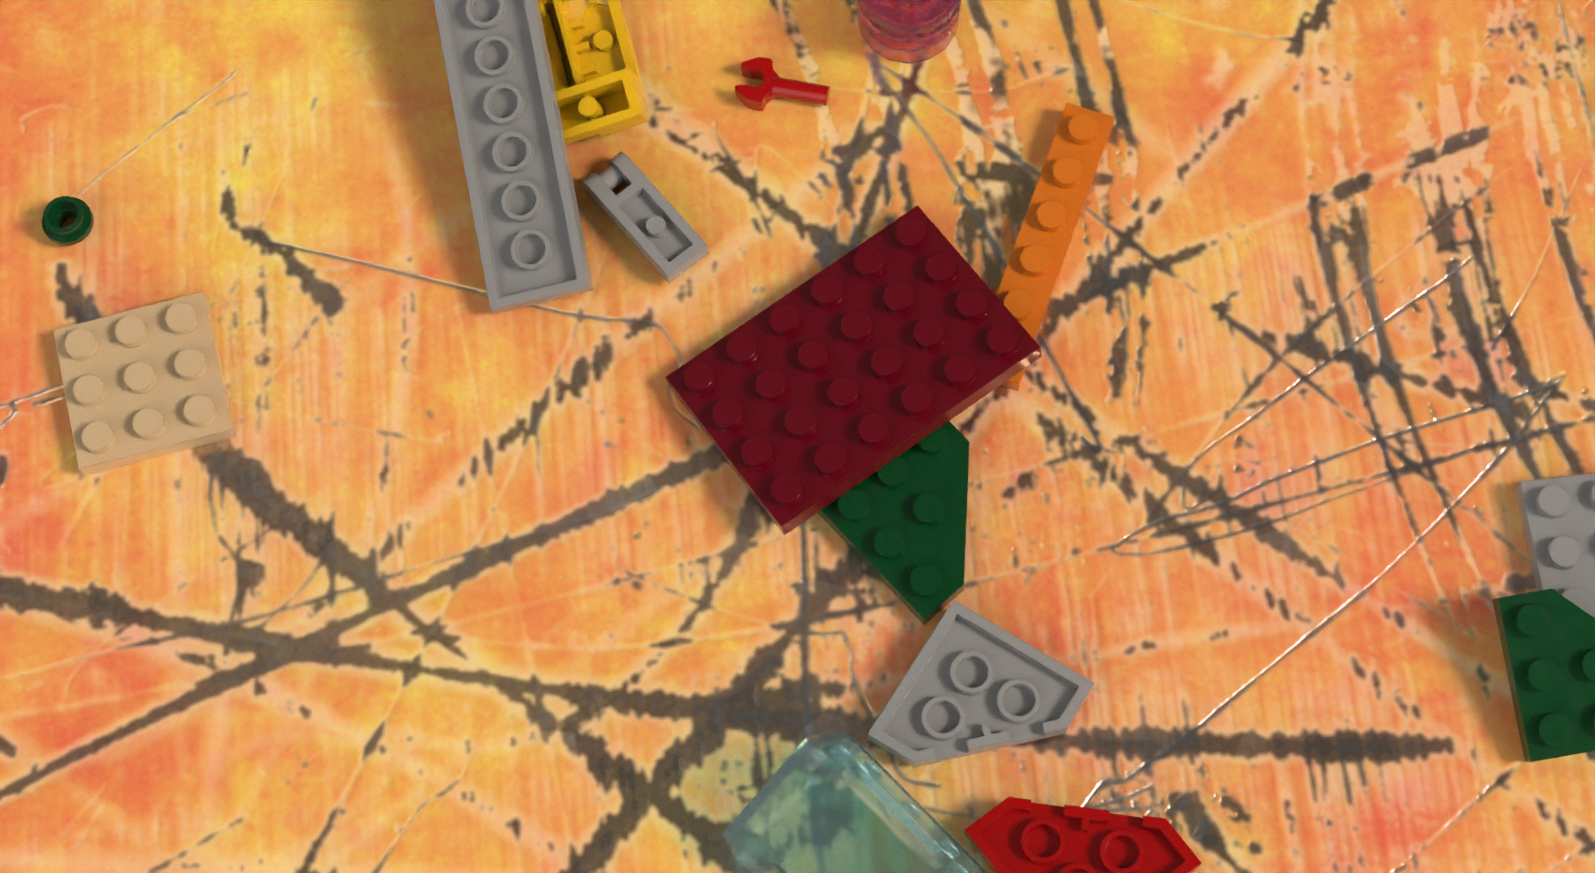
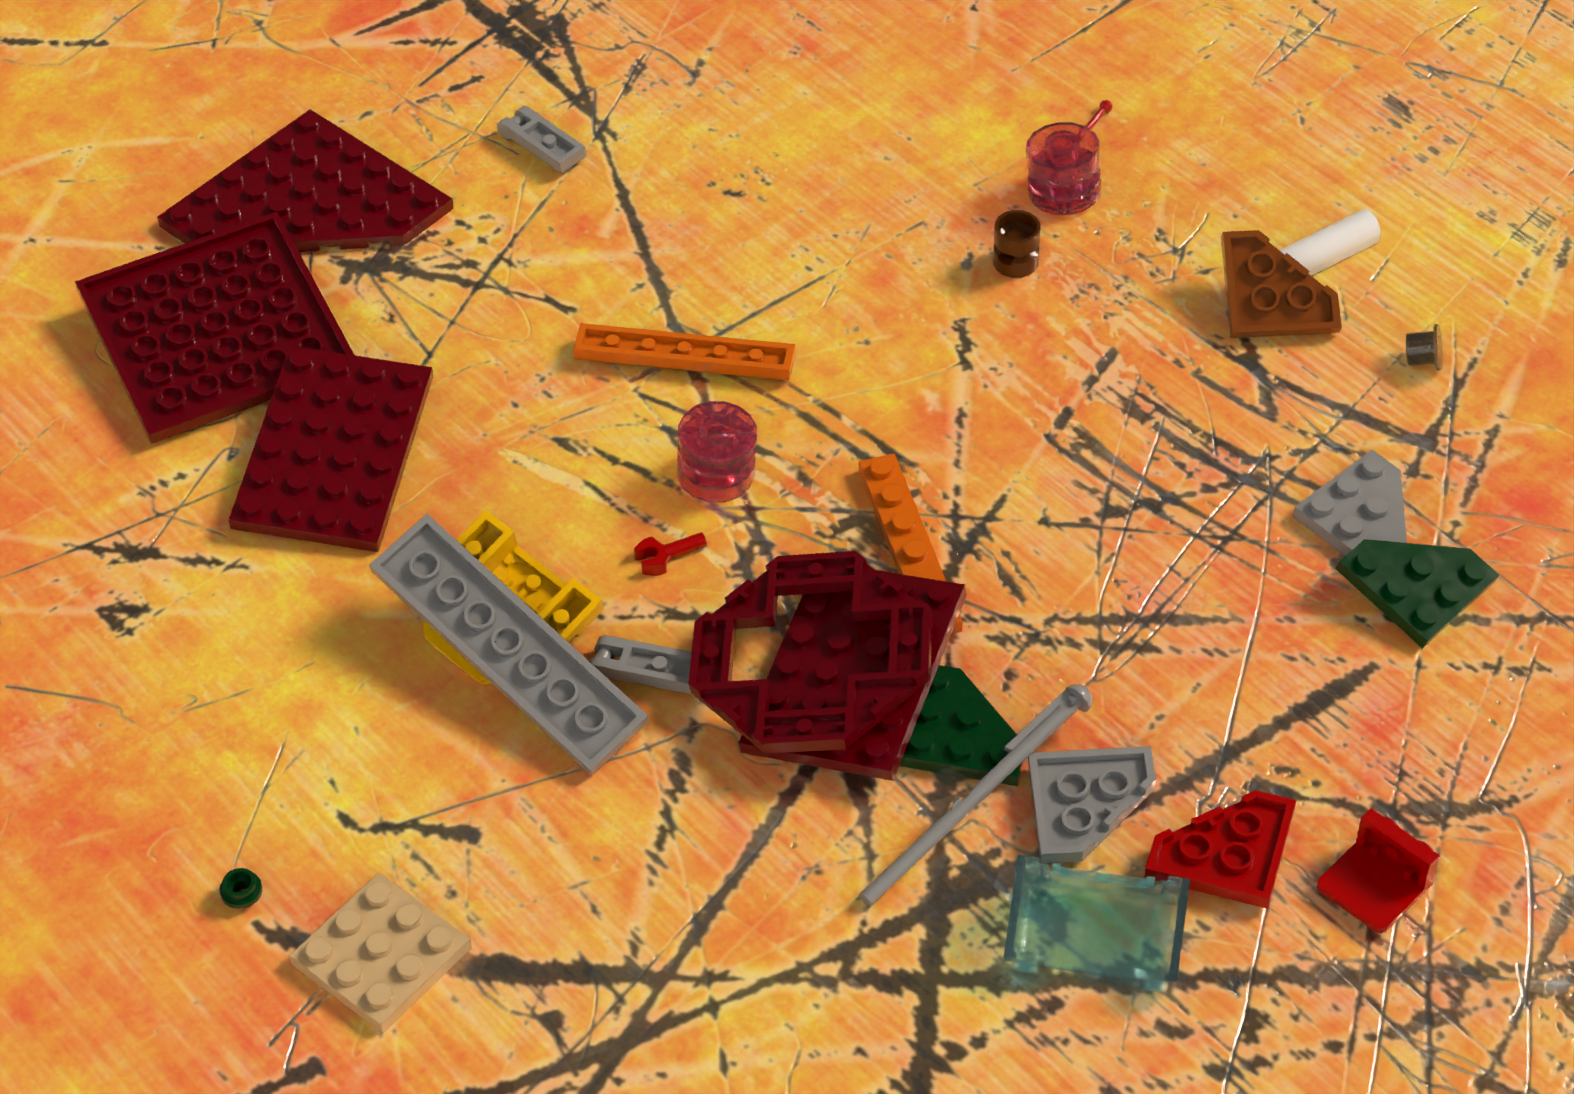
camera: 40 degrees left, 20 degrees down
(818, 422) = (868, 695): none -> dark red plate
(944, 591) = (1019, 748): none -> light grey bar

